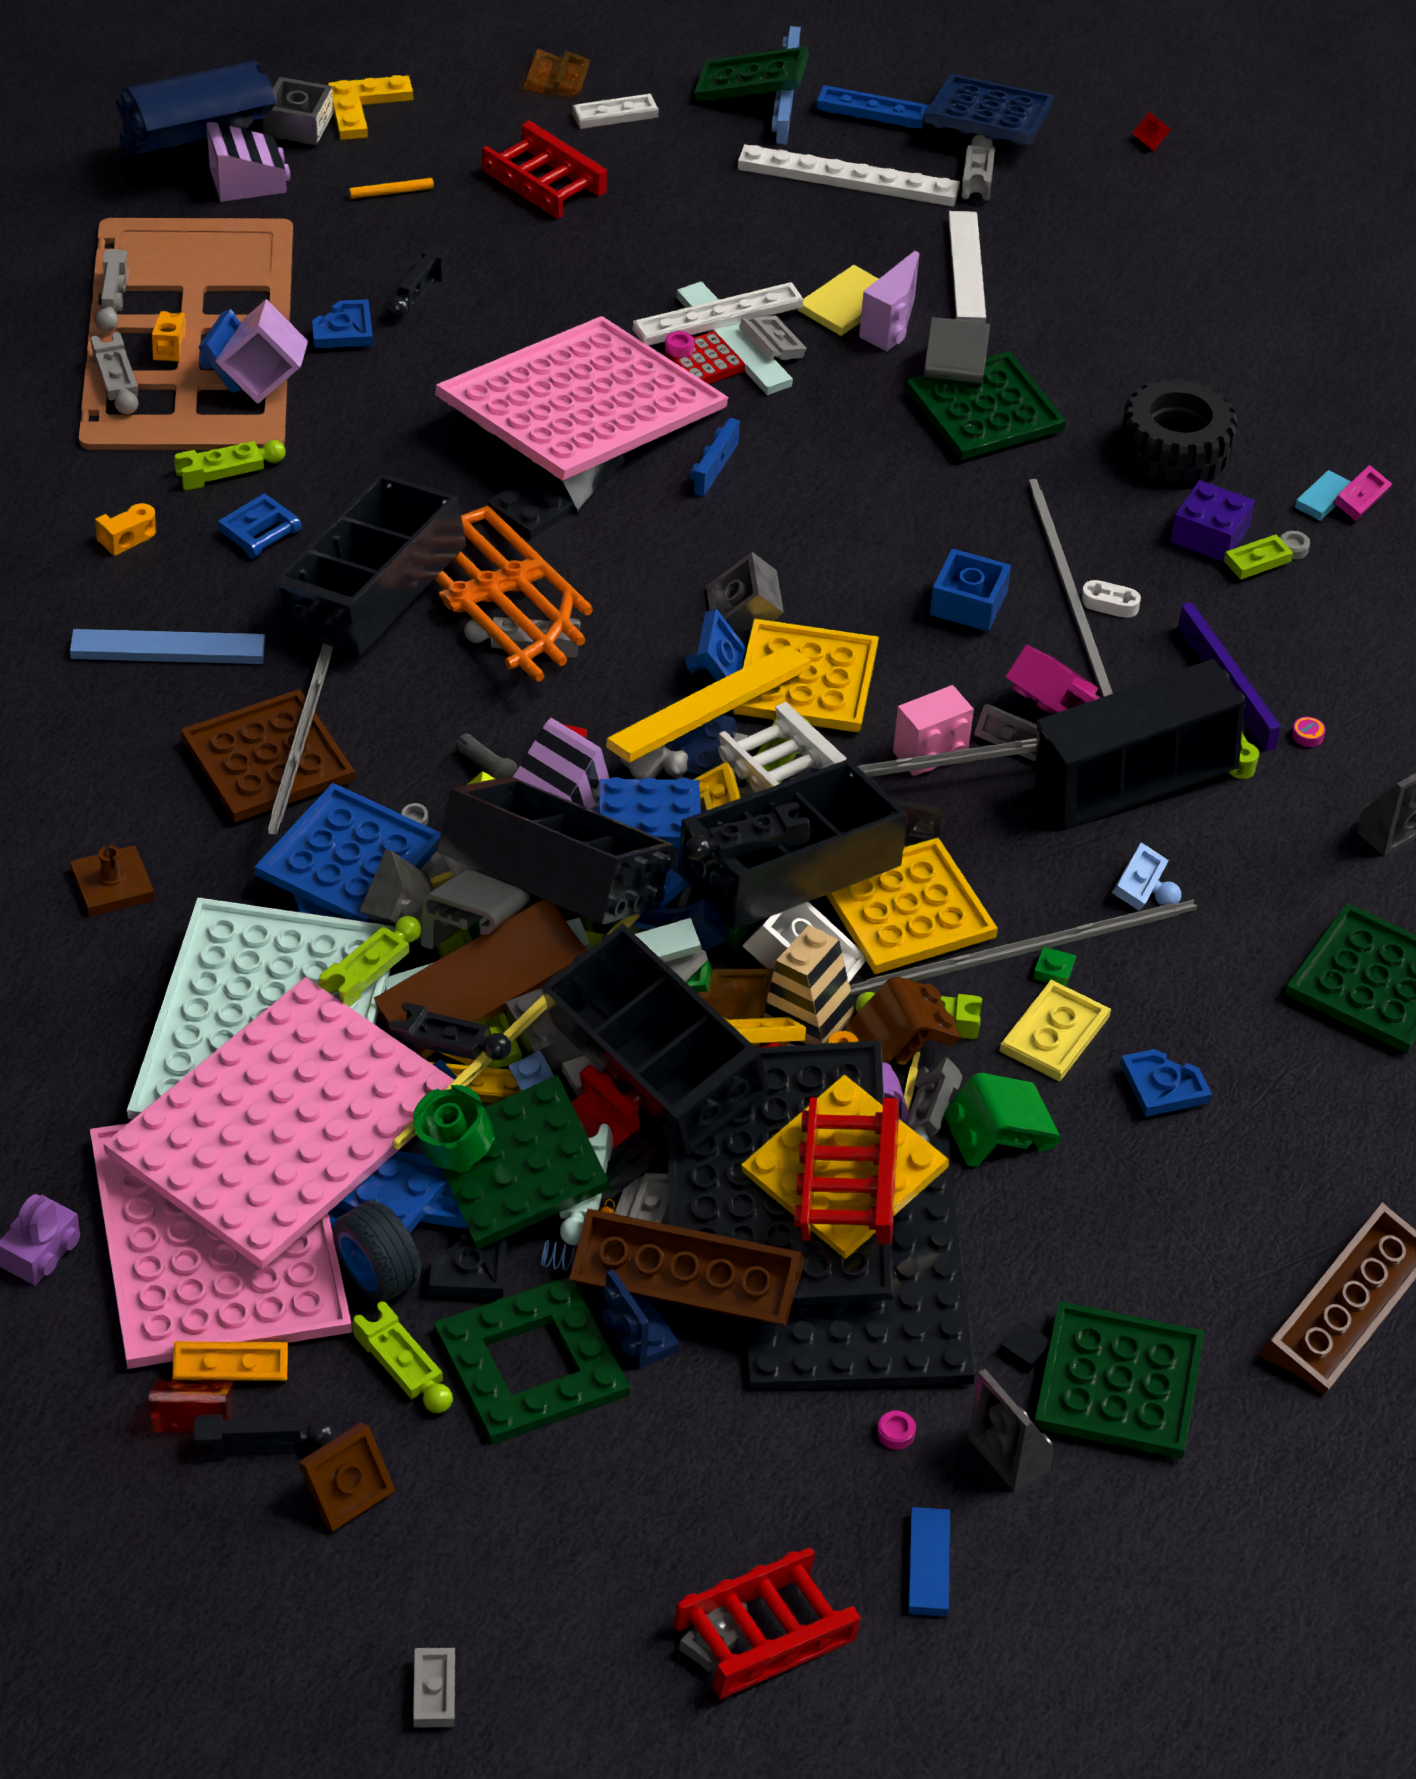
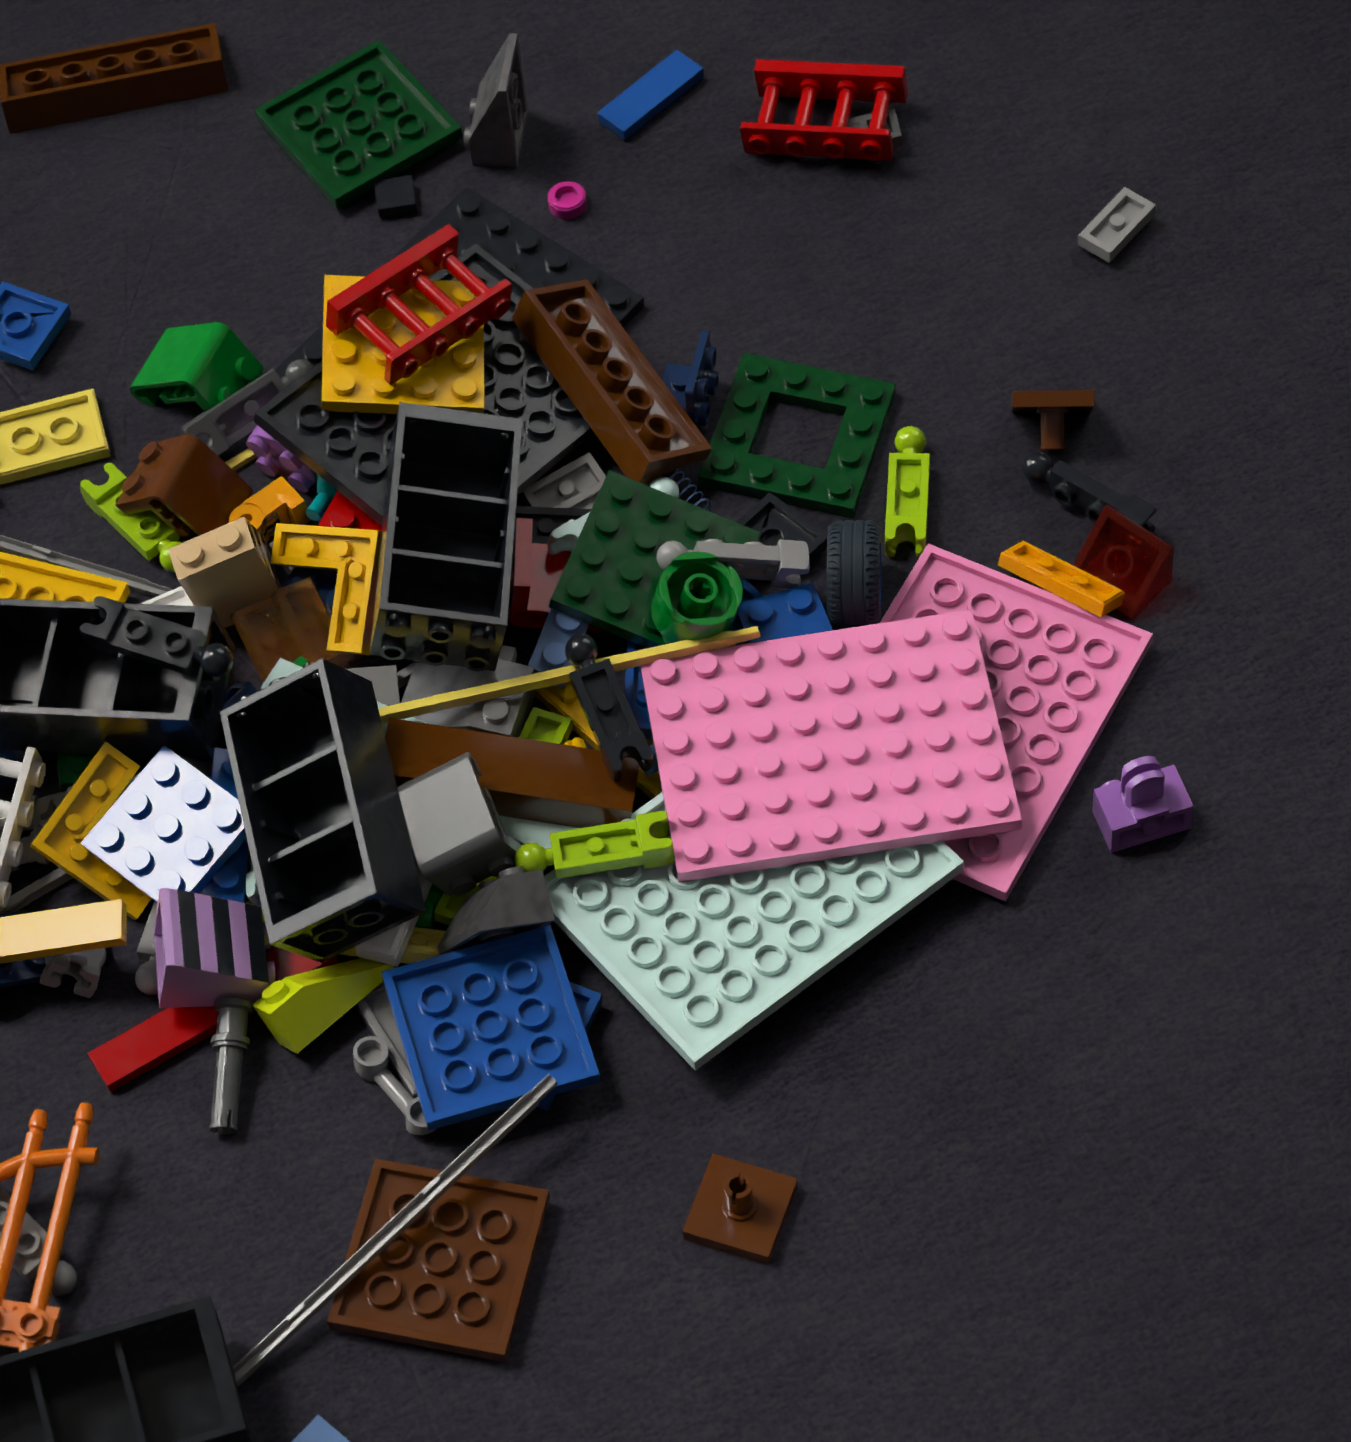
camera: 130 degrees left, 10 degrees up
(456, 1186) = (750, 560): none -> light grey plate

